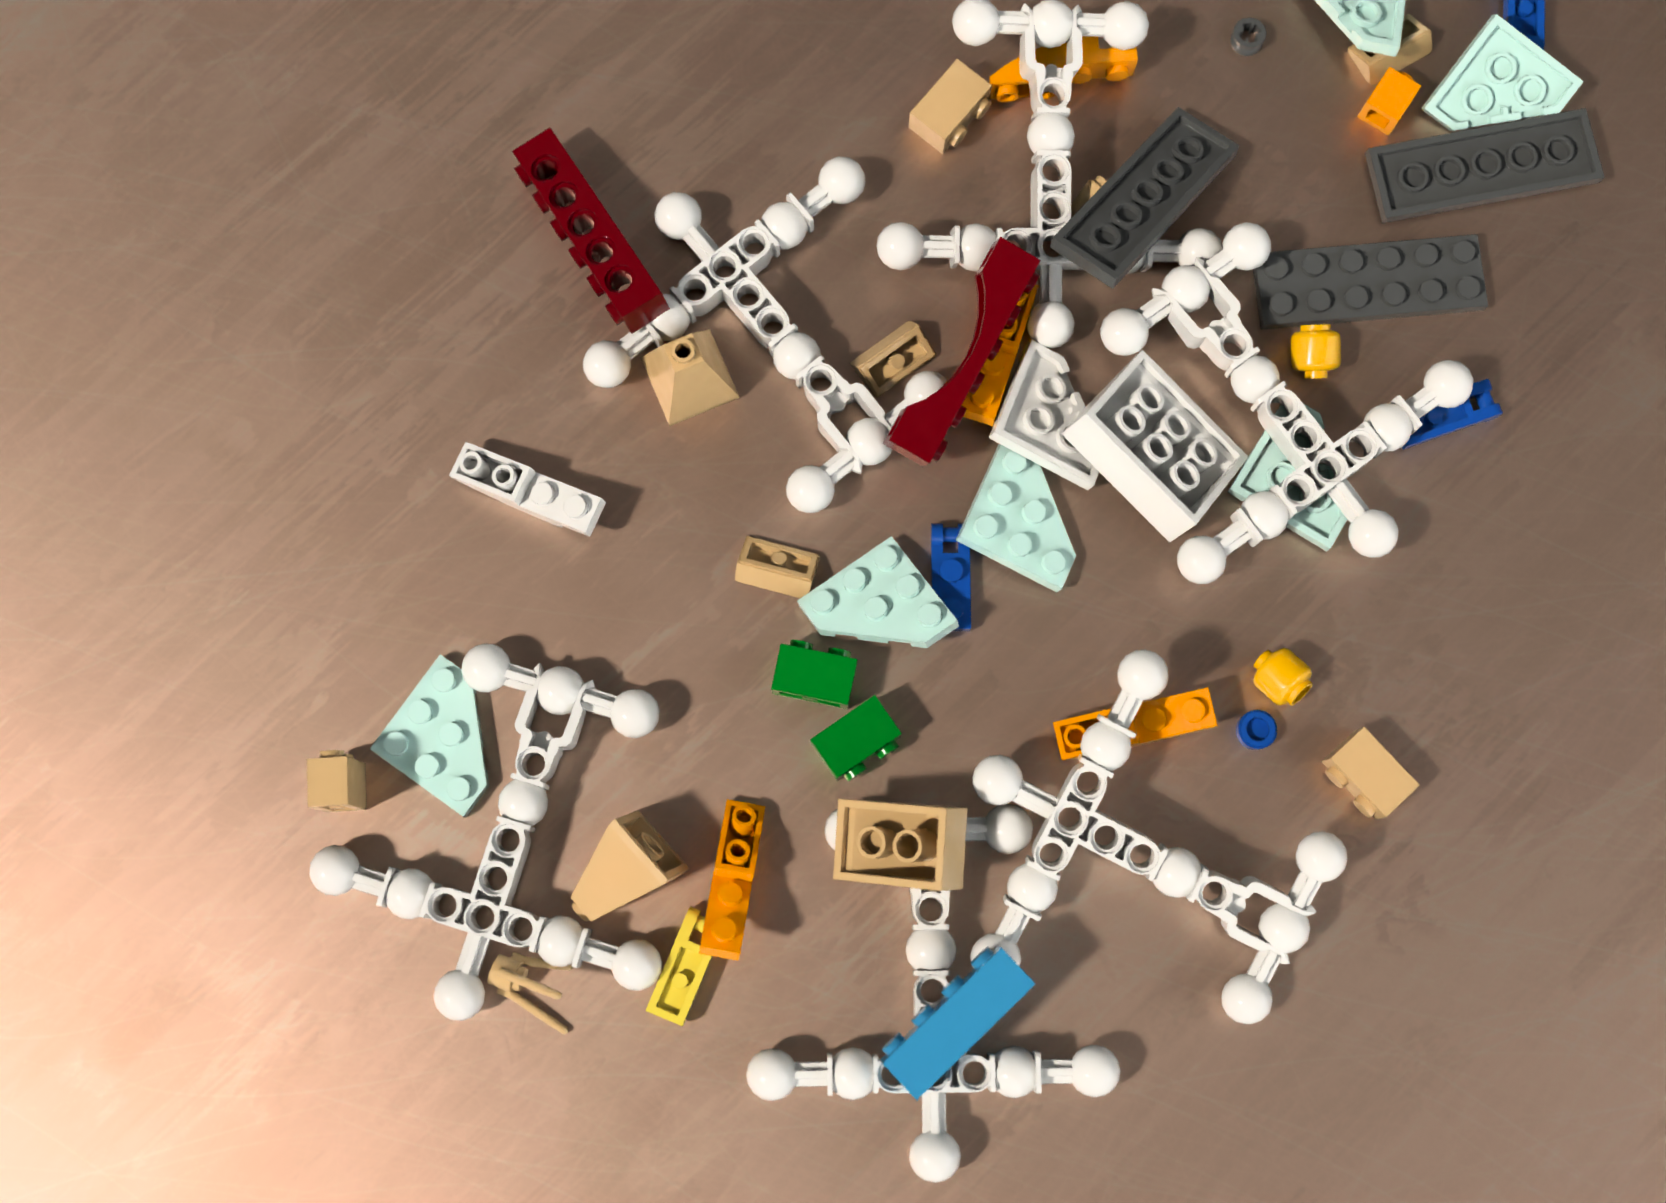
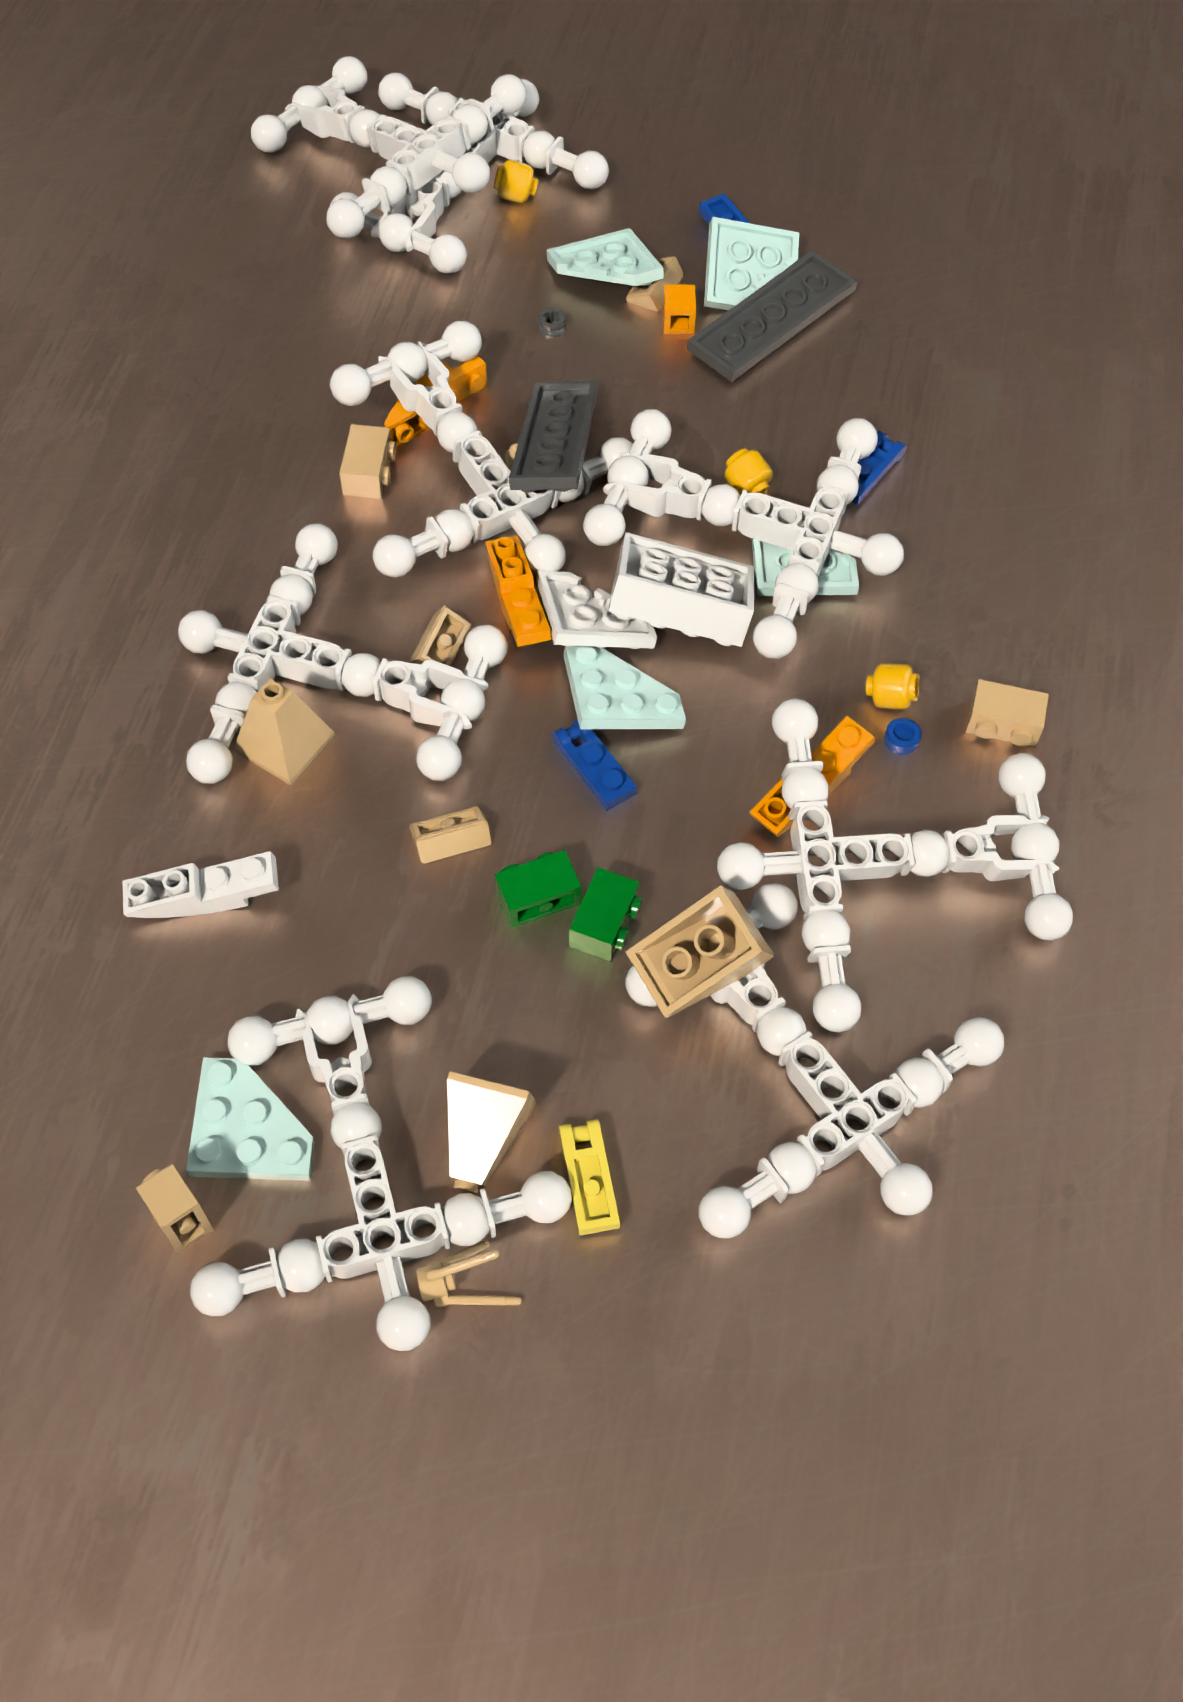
camera: 35 degrees left, 20 degrees down
(547, 157) = (135, 671): dark red brick -> none
(732, 880) = (579, 1078): light orange slope -> none
(879, 601) = (551, 804): light aqua plate -> none
(957, 1021) = (846, 1058): dark azure brick -> none
(999, 286) = (489, 532): dark red arch -> none
(1370, 282) = (752, 417): dark grey plate -> none

